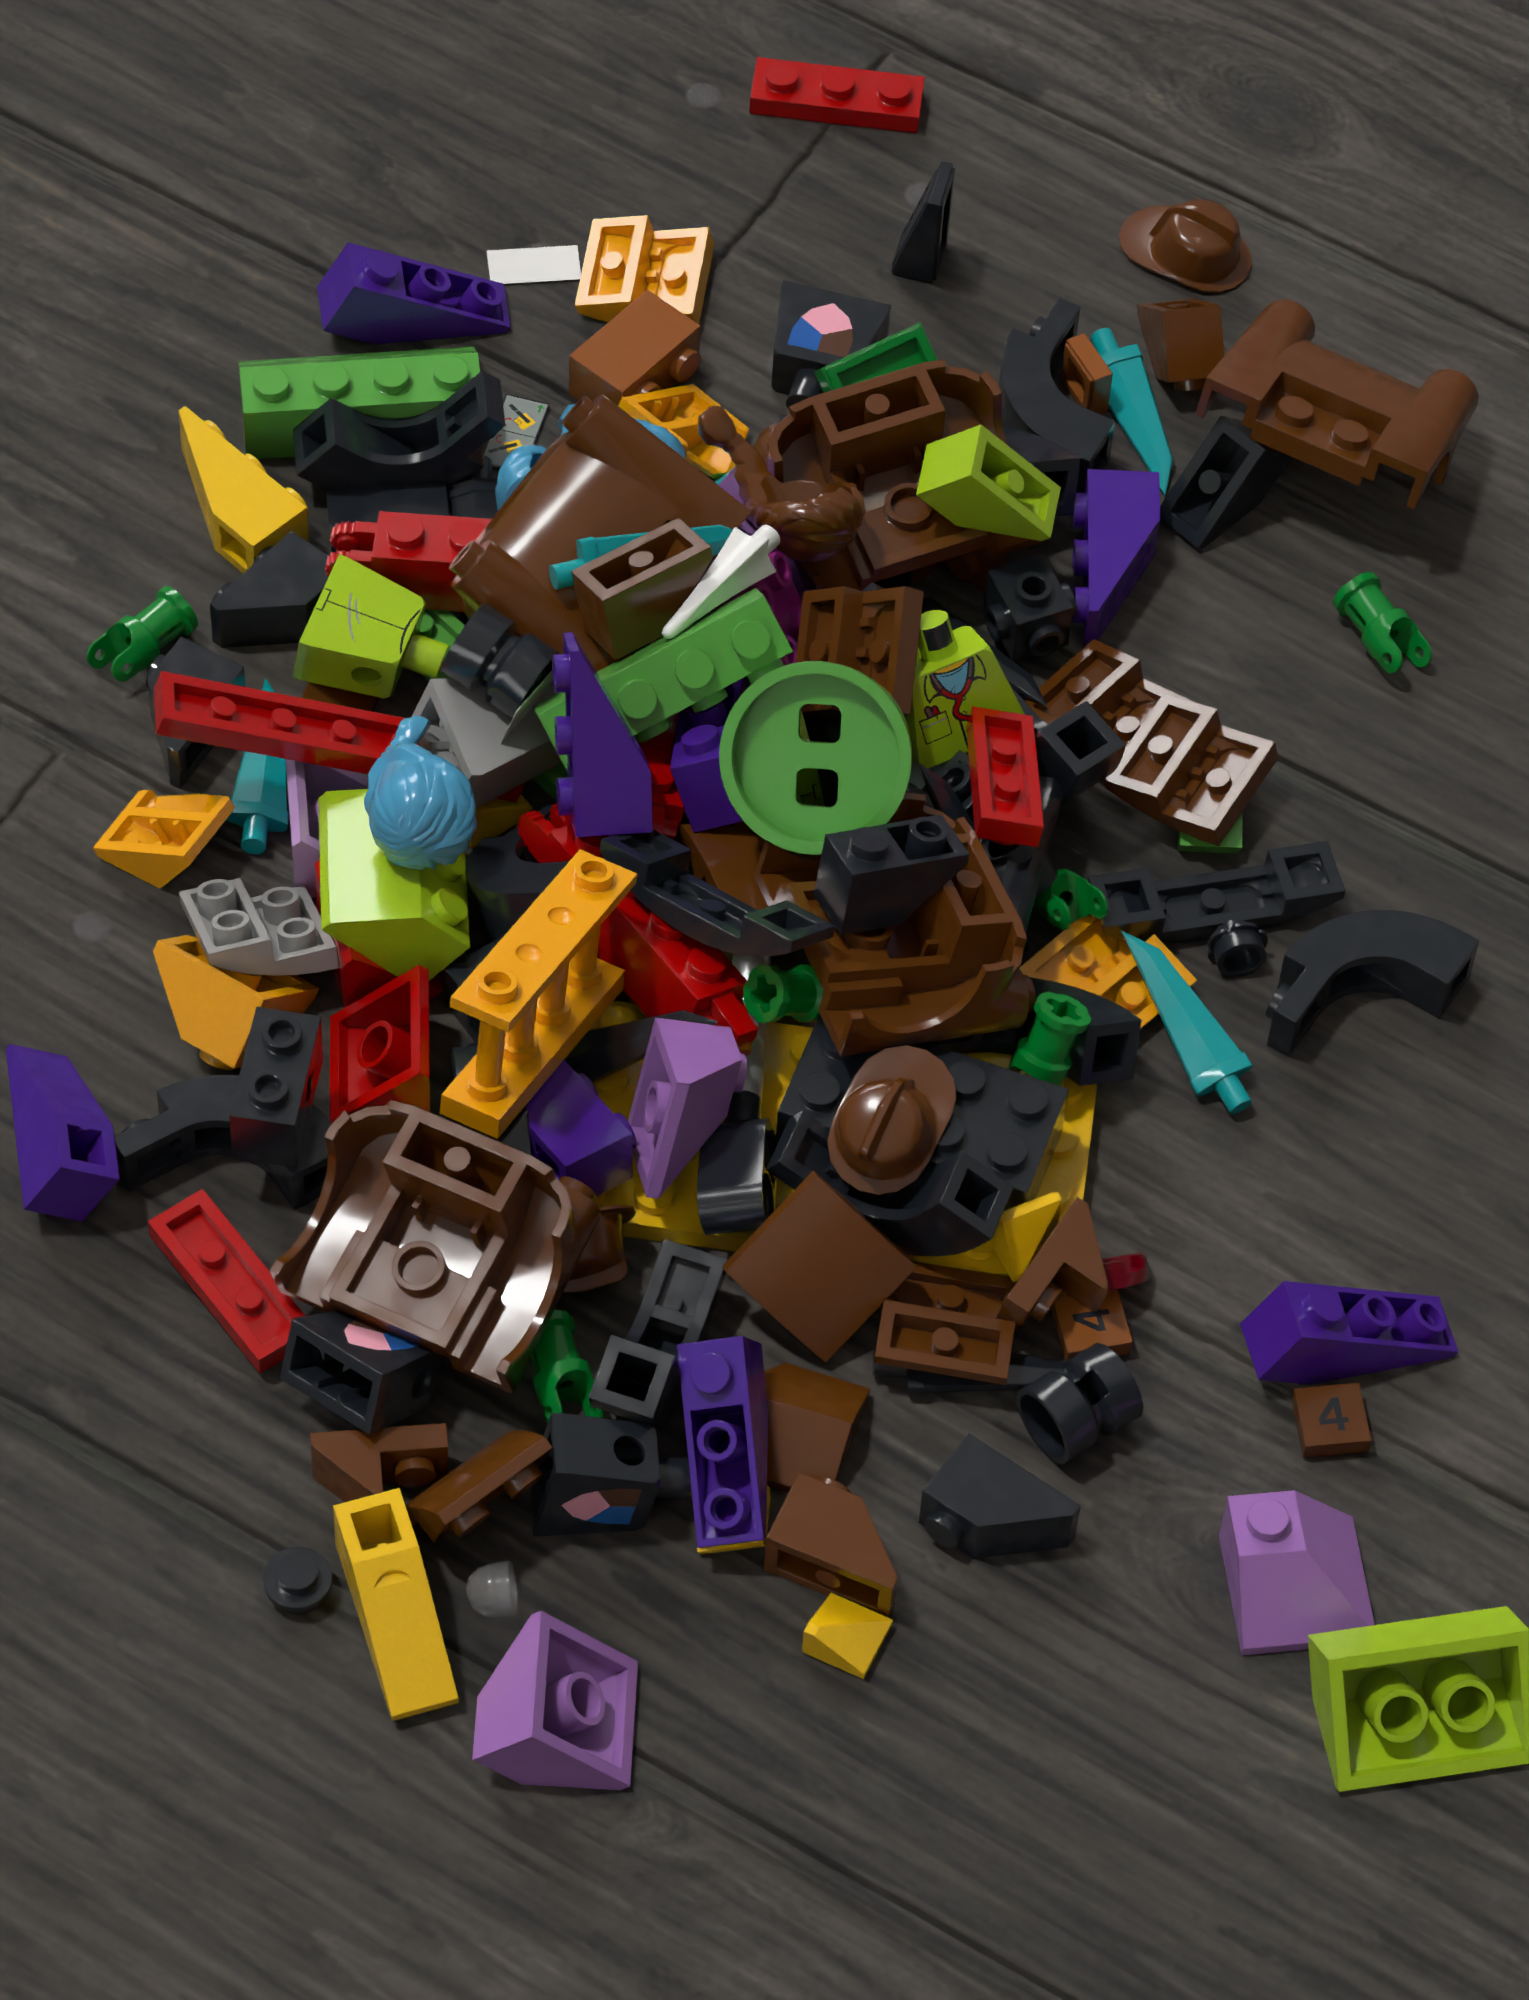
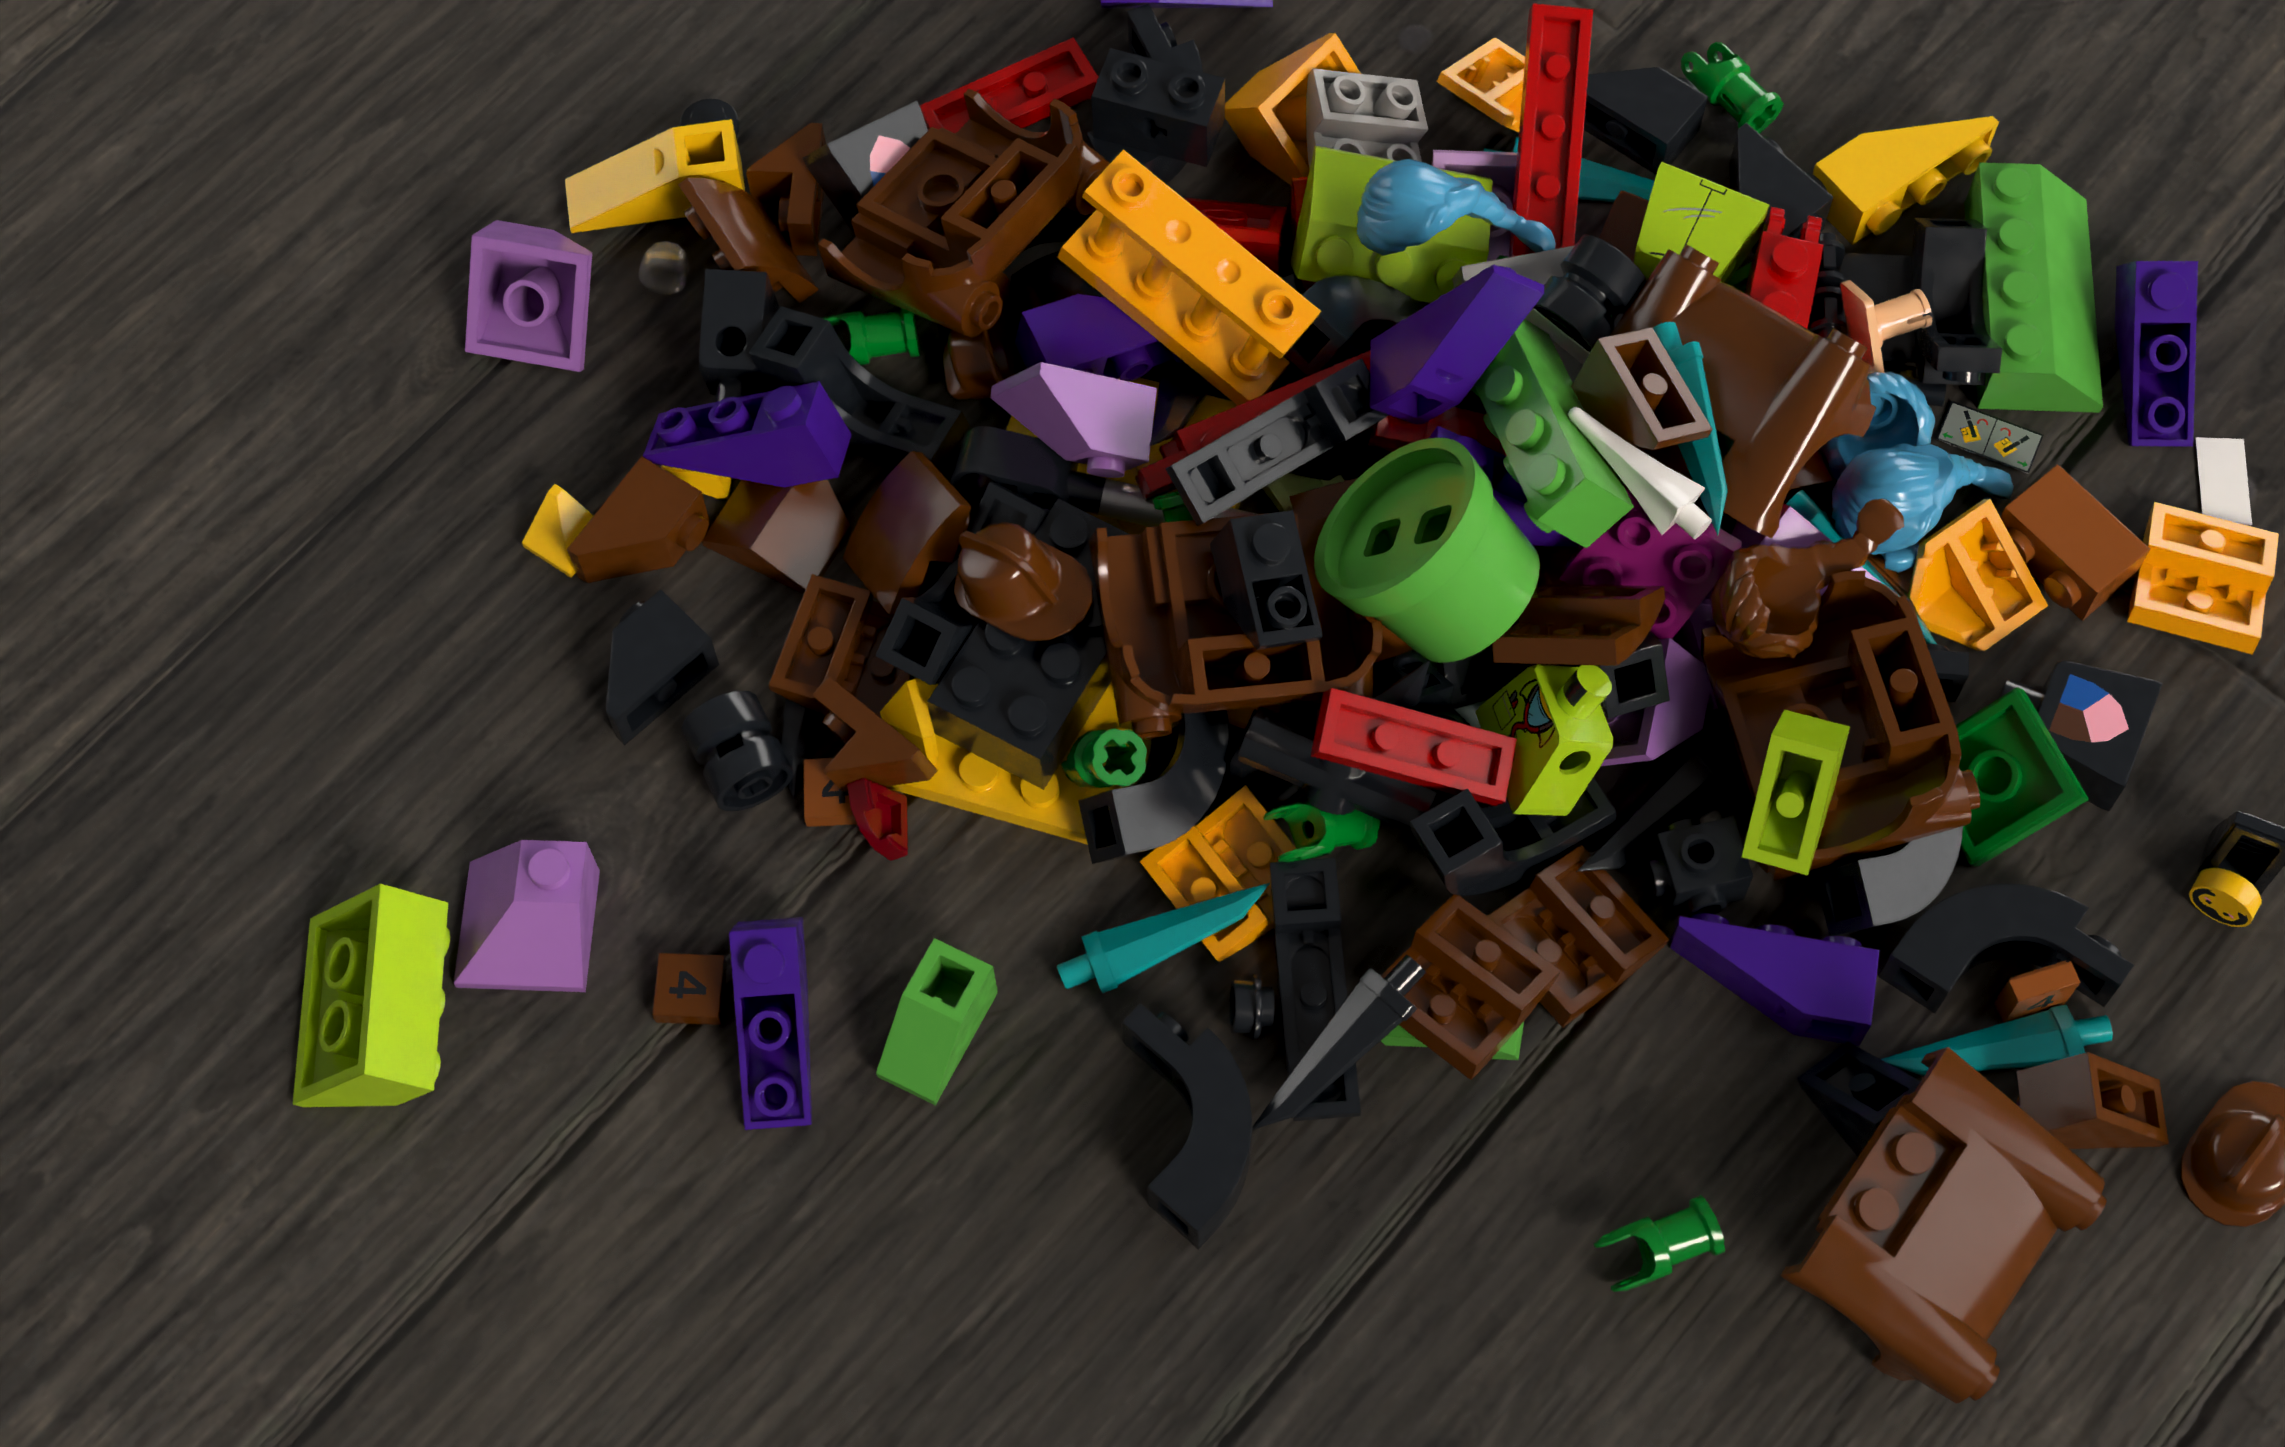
camera: 105 degrees right, 10 degrees up
(442, 487) = (1876, 323): none -> light nougat bracket
(966, 252) = (2225, 897): none -> yellow tile
(1258, 832) = (1360, 1024): none -> black bar
(1323, 1183) = (936, 1020): none -> bright green slope

